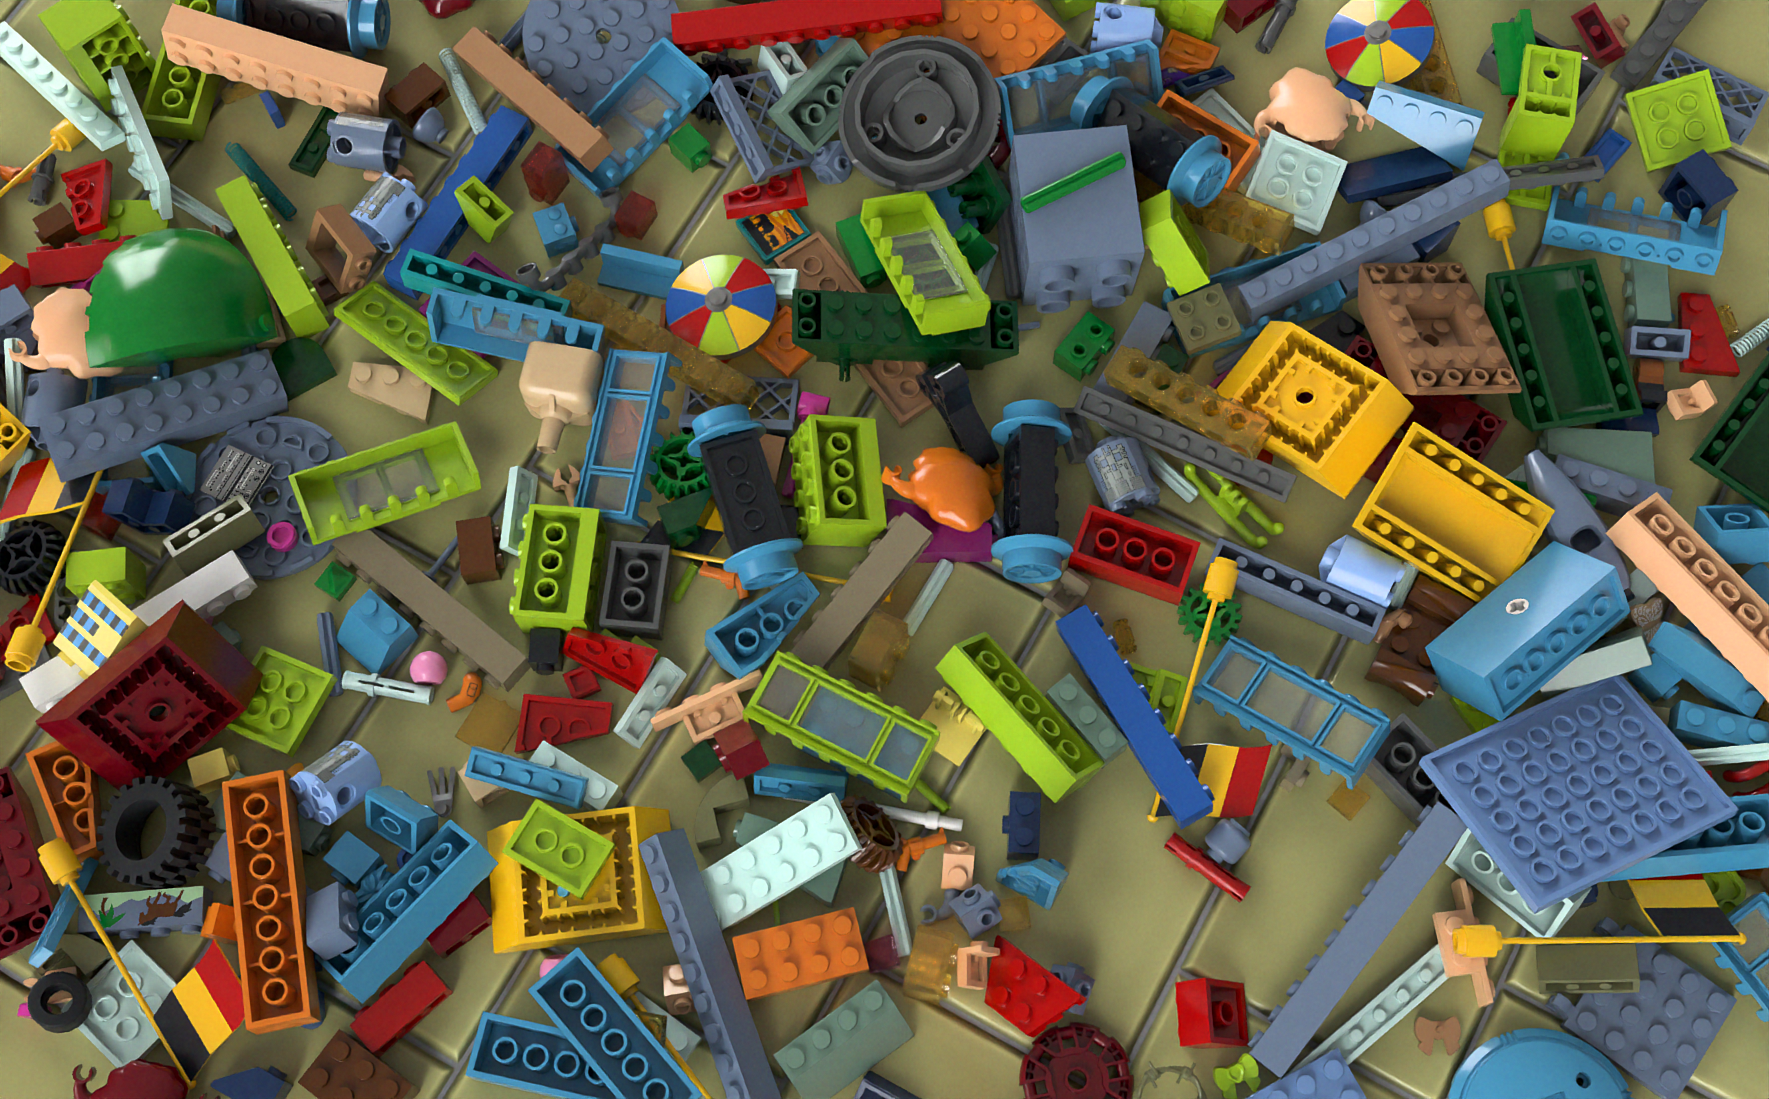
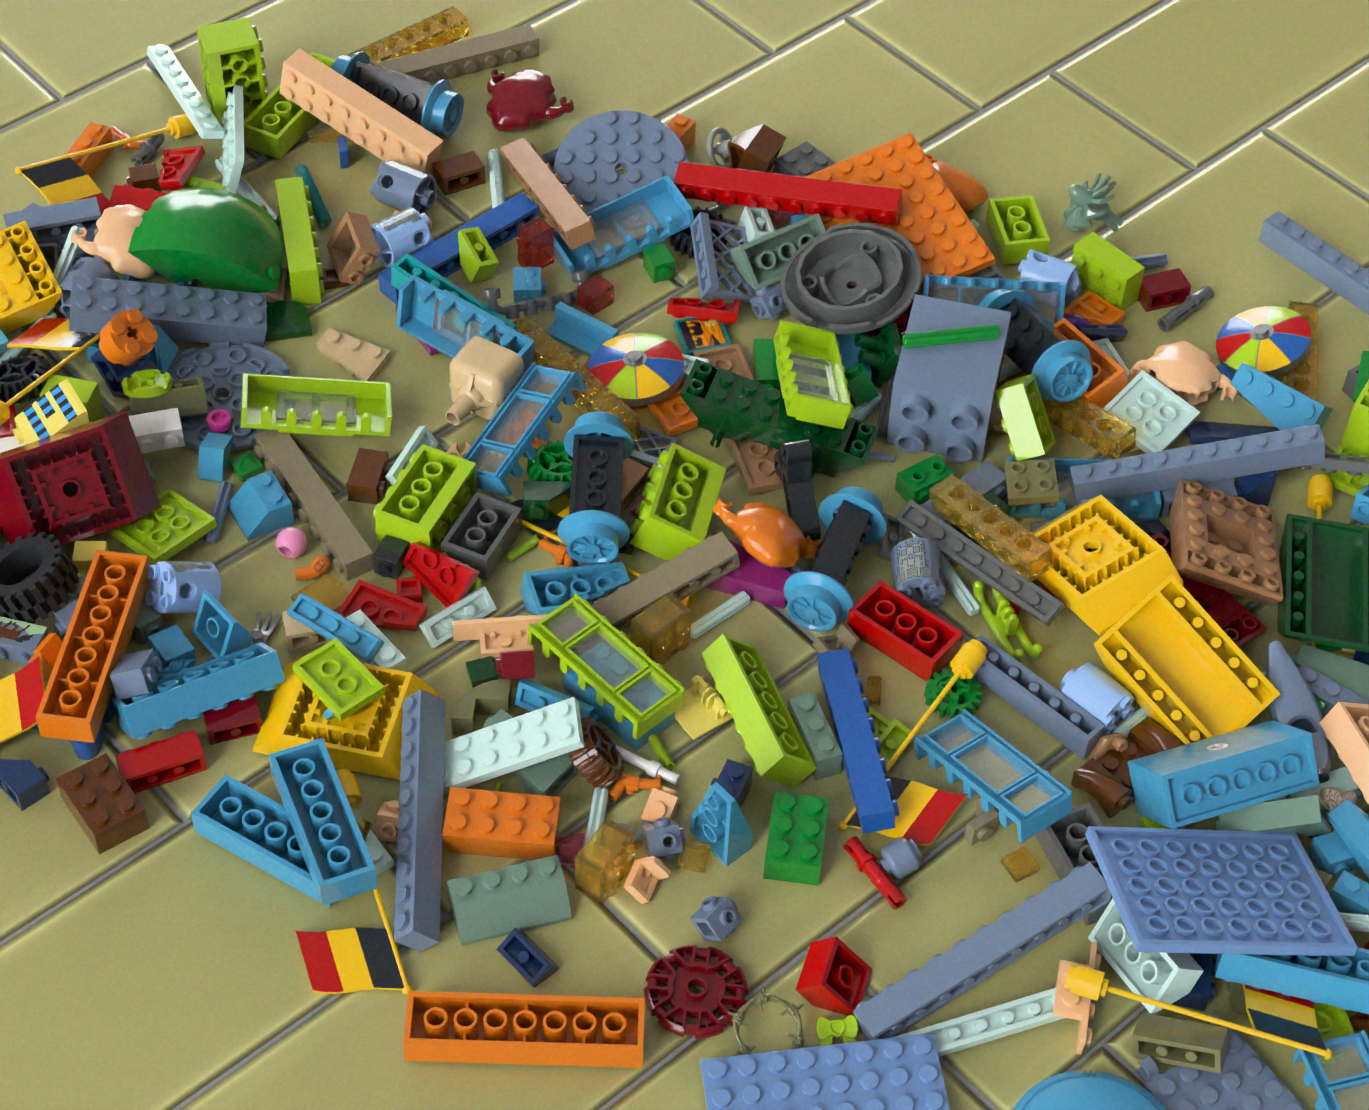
camera: 15 degrees right, 20 degrees down
(97, 521) = (84, 368): clear red brick -> none
(121, 478) = (127, 338): none -> orange brick
(184, 530) = (147, 383): none -> lime tile
(236, 474) = (207, 367): light grey sticker -> none
(296, 584) = (214, 456): none -> dark azure slope
(314, 146) = (360, 188): dark green tile -> none
(355, 682) = (246, 542): light aqua pin -> none
(407, 339) = (378, 325): lime tile -> none
(430, 127) = (459, 194): sand blue brick -> none
(441, 560) = (337, 476): sand blue pin -> none
(1026, 990) = (680, 905): red wing -> none
(1113, 857) = (796, 838): none -> green brick
(1429, 1030) = (1031, 1057): medium nougat piece -> none

